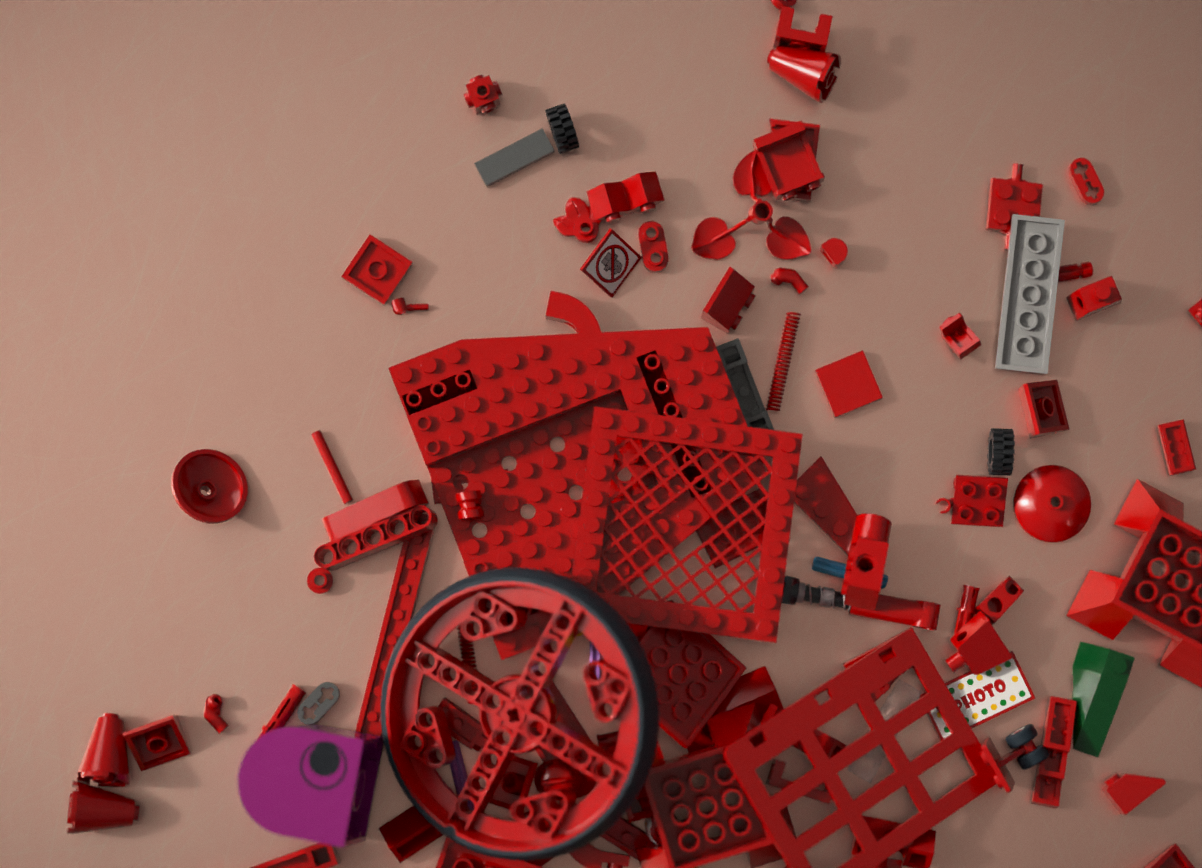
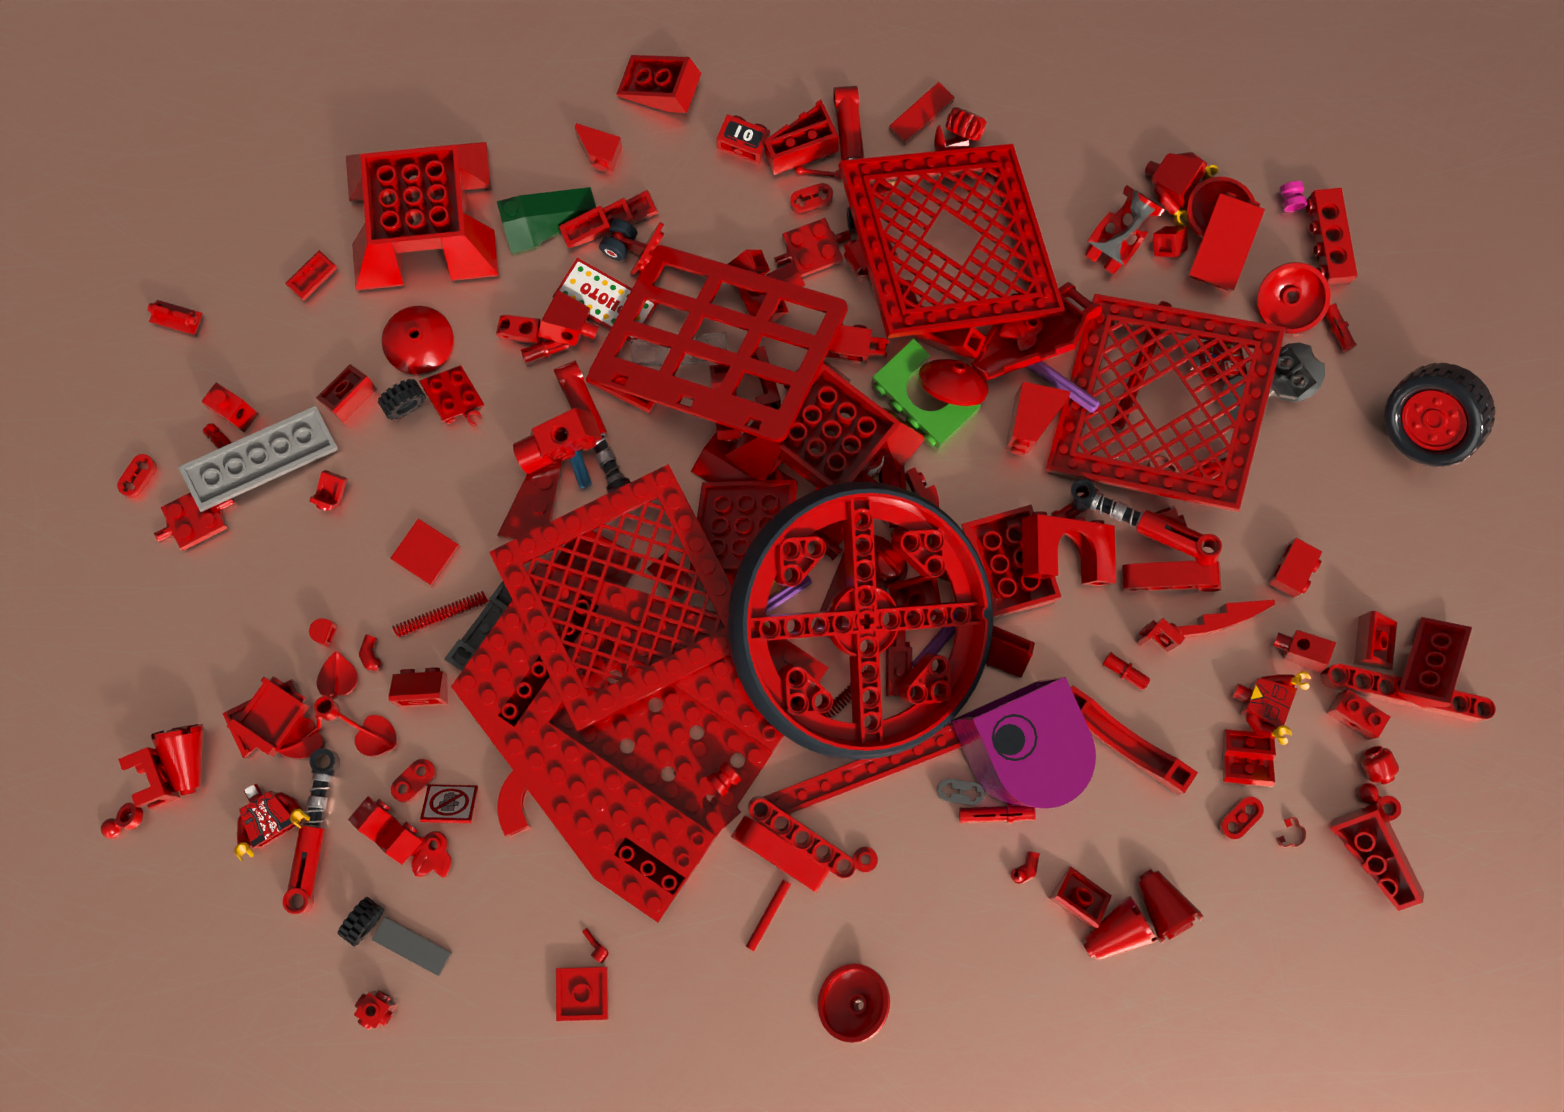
camera: 130 degrees left, 5 degrees down
(664, 133) = (310, 835): none -> piece
(677, 578) = (669, 575): none -> red slope
(703, 105) = (265, 819): none -> torso

